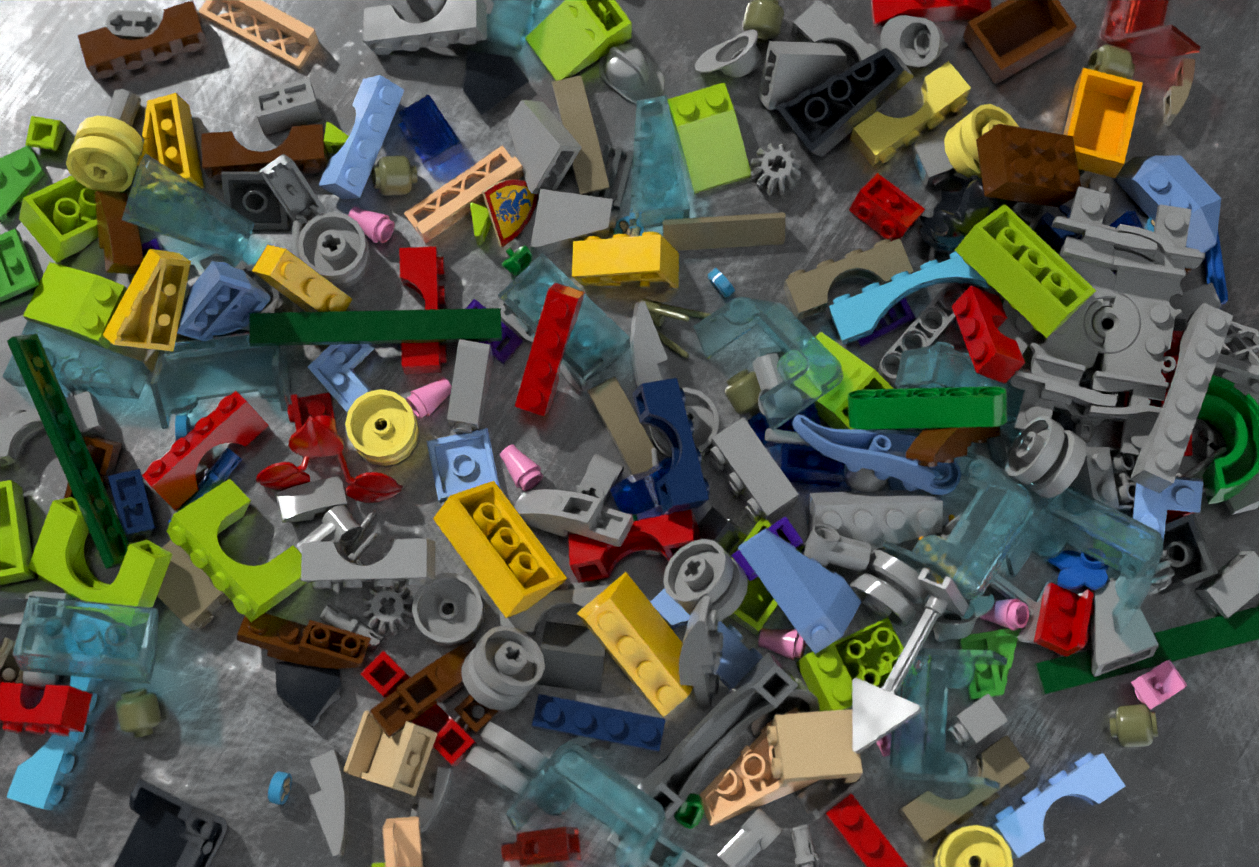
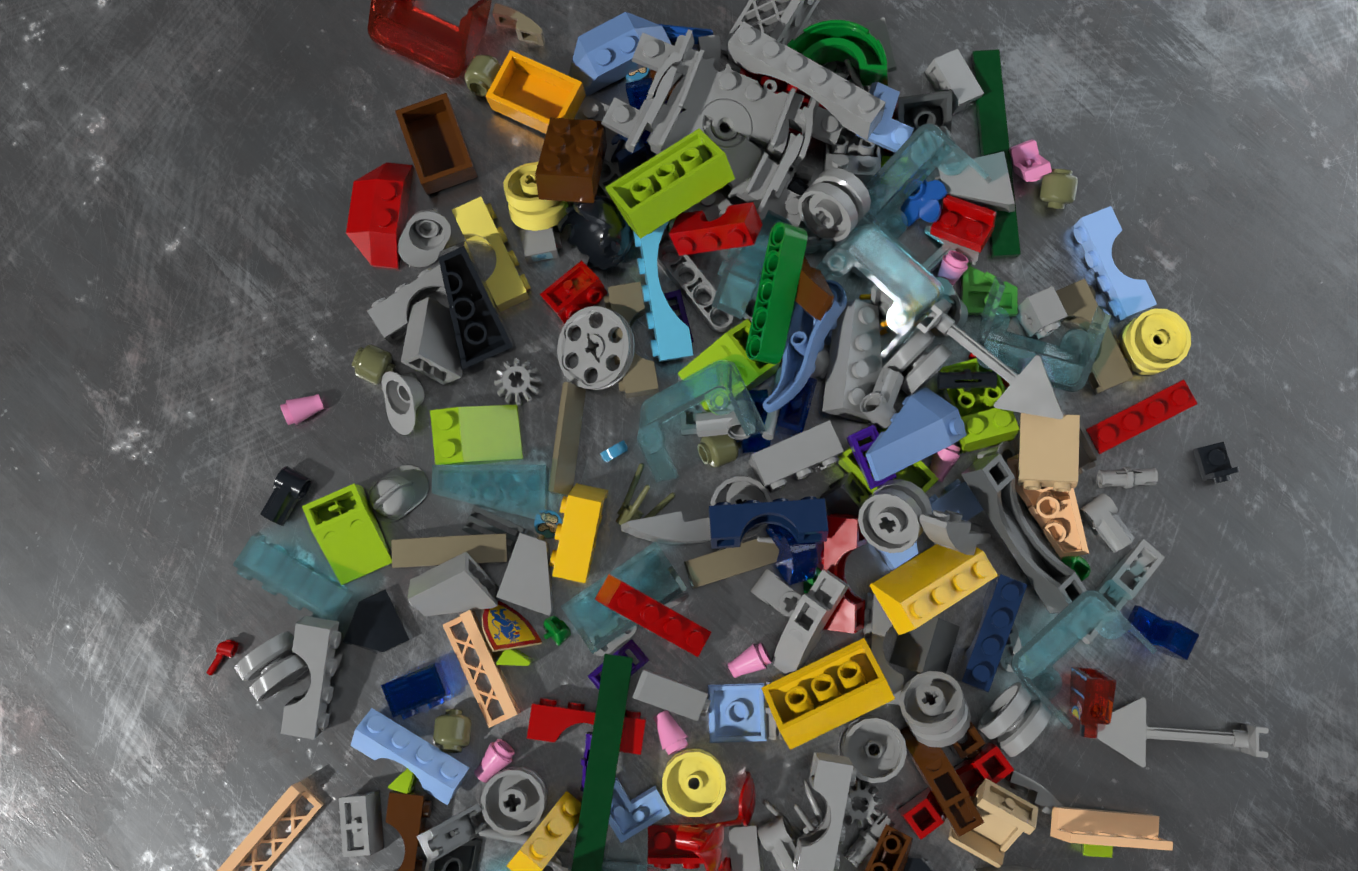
camera: 80 degrees left, 5 degrees up
(829, 240) = (605, 352): none -> light grey wedge
(874, 623) = (946, 380): none -> black pin

